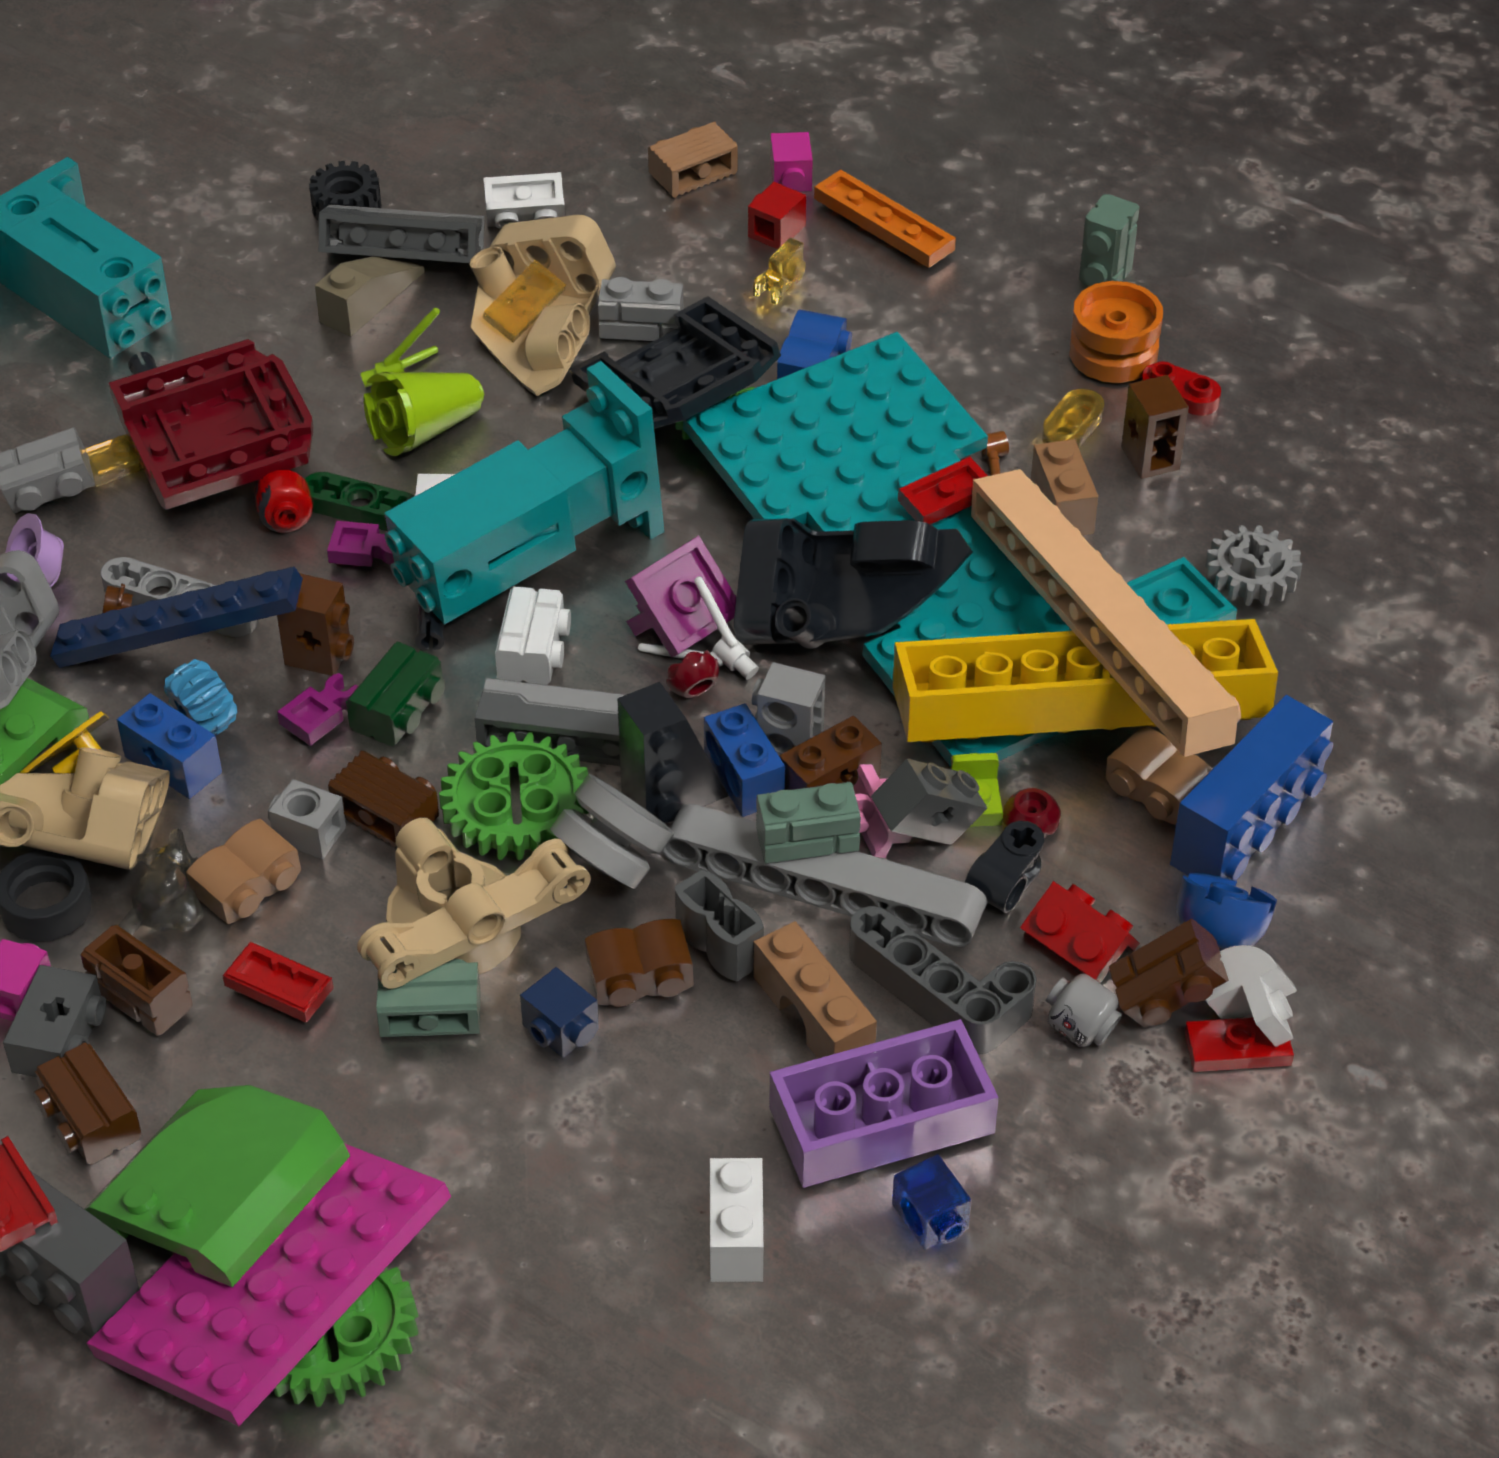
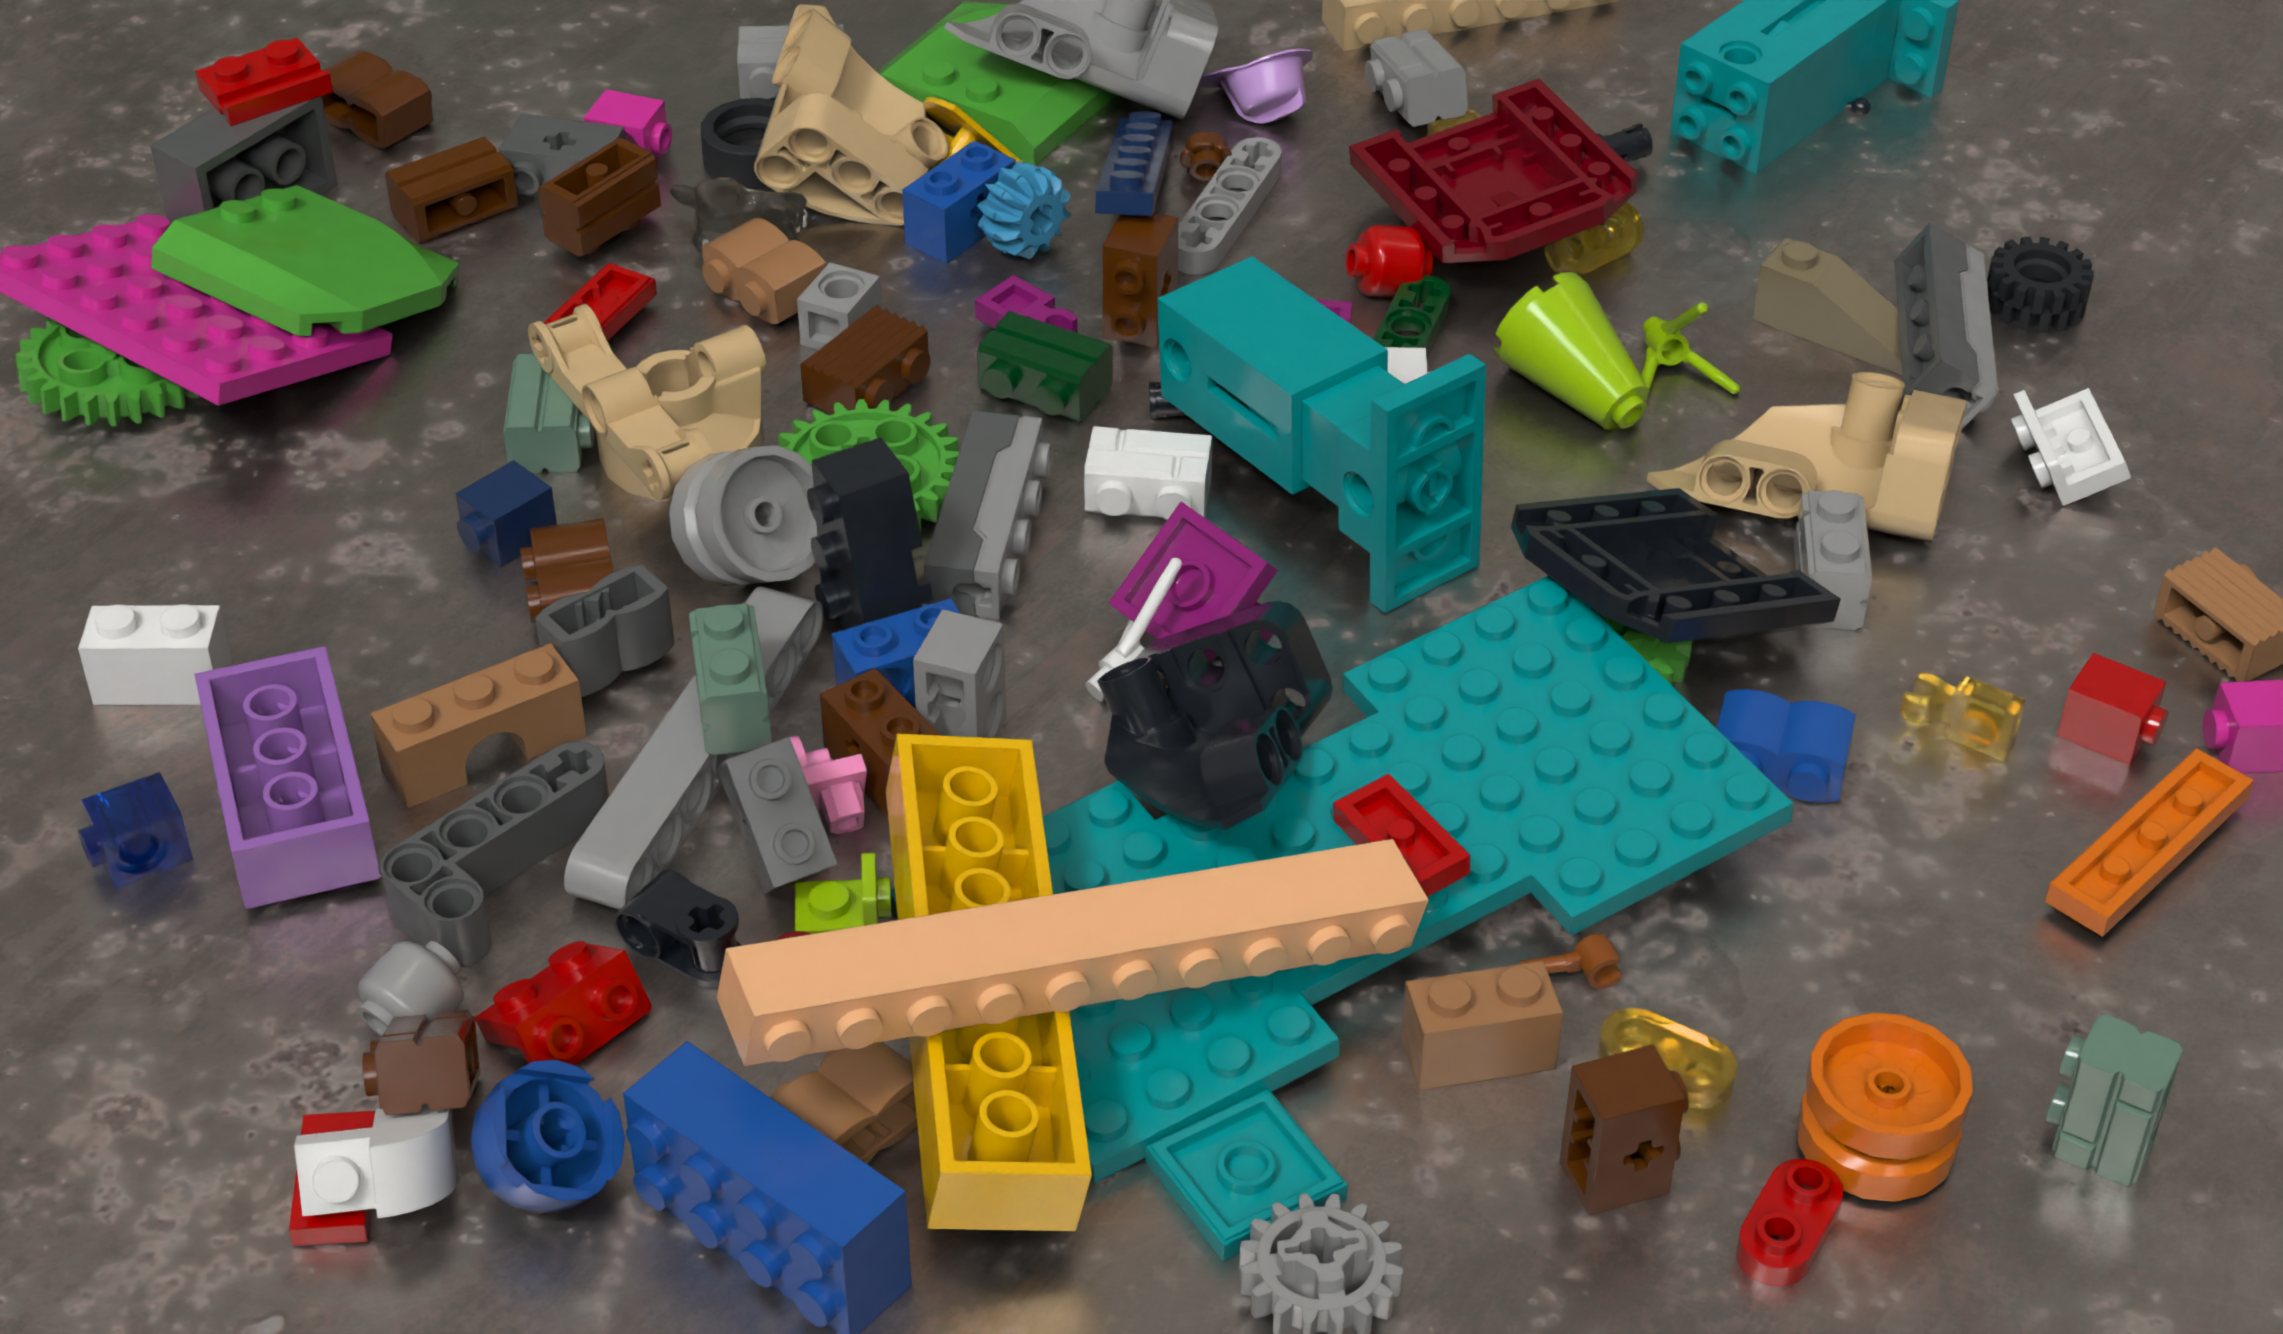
camera: 90 degrees right, 5 degrees down
(524, 301) = (1833, 443): clear yellow plate -> none
(694, 675) = (1072, 623): dark red plate -> none

